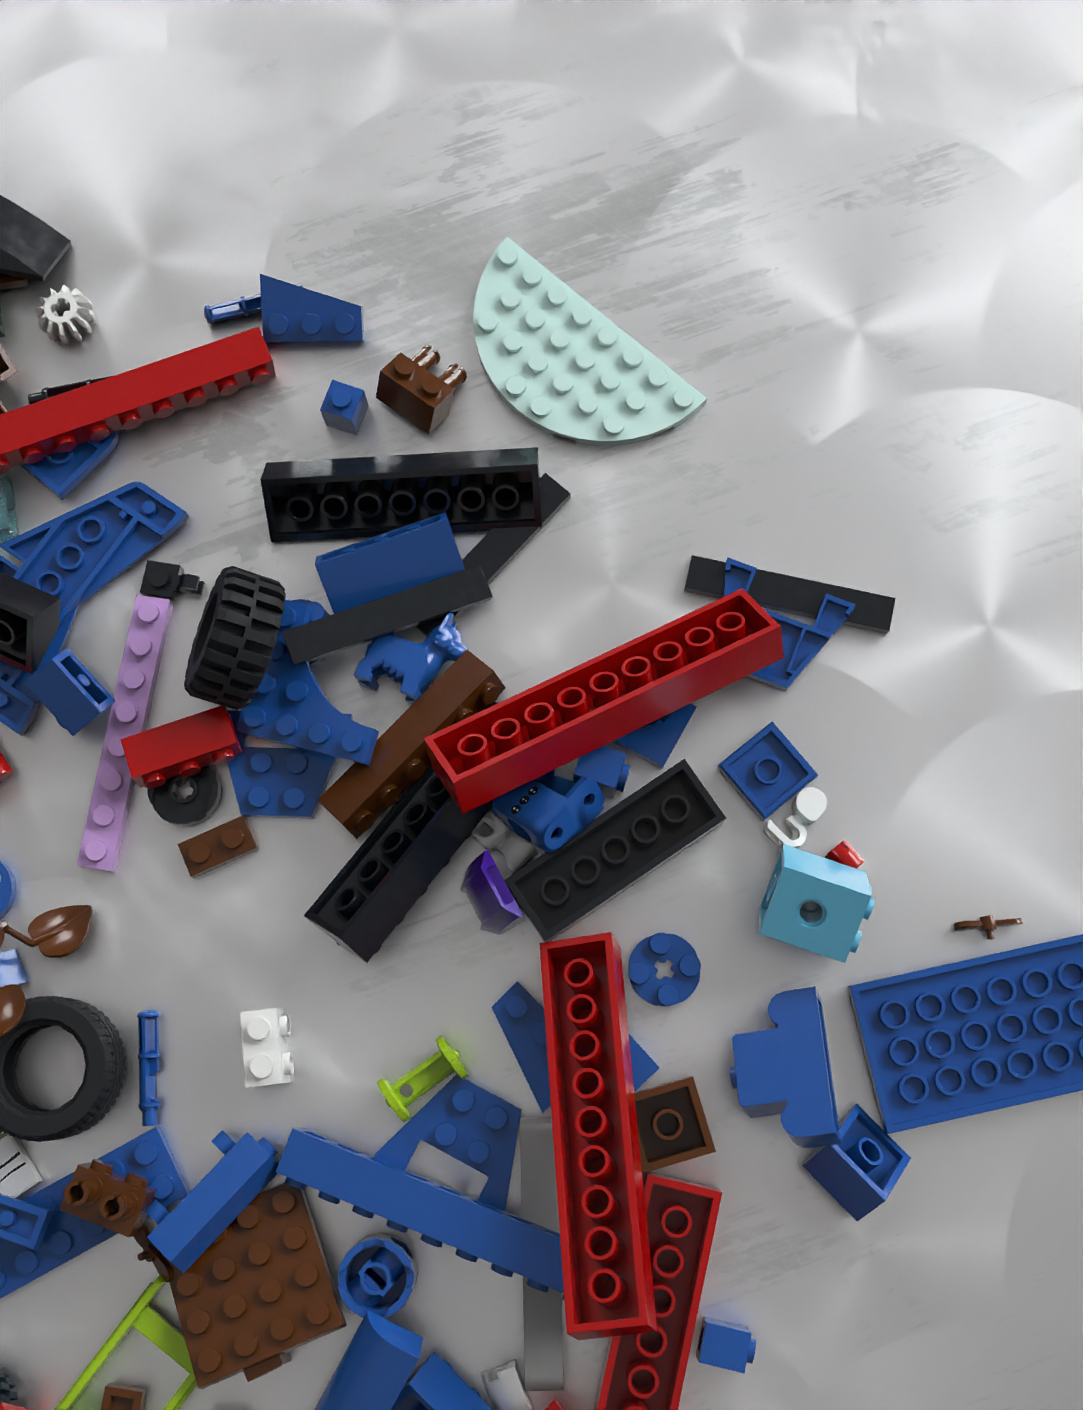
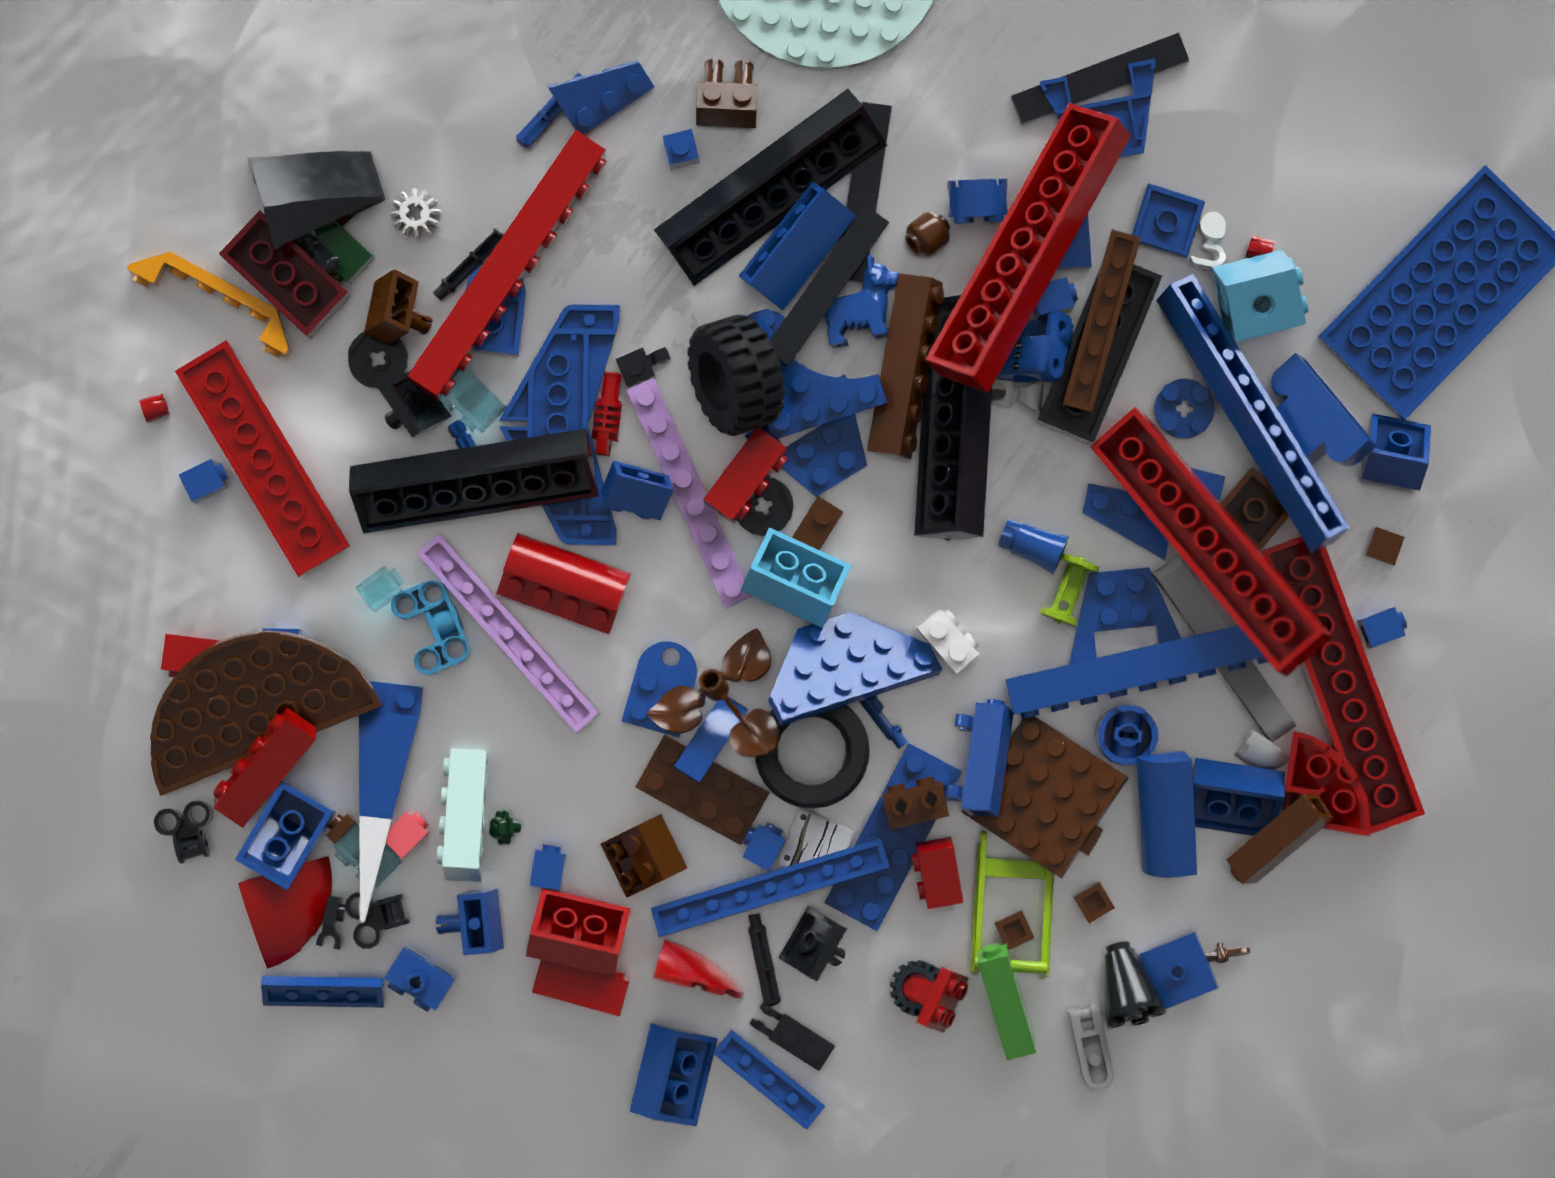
camera: 40 degrees left, 10 degrees up
(84, 1289) = (938, 872): none -> red brick
(101, 607) = (607, 414): none -> red hinge
(140, 1000) = (846, 664): none -> plate
(151, 1253) = (965, 823): reddish brown piece -> none
(157, 879) = (795, 577): none -> medium azure brick
(419, 1007) = (1034, 544): none -> blue plant
(490, 896) = (1033, 436): dark purple slope -> none
(522, 632) = (927, 234): none -> reddish brown head
(590, 626) = (977, 199): none -> blue brick
(632, 822) = (1101, 321): none -> reddish brown plate
(729, 1028) = (1252, 413): none -> blue brick
(782, 1255) = (1384, 546): none -> reddish brown tile
(987, 924) = (1386, 230): reddish brown piece -> none

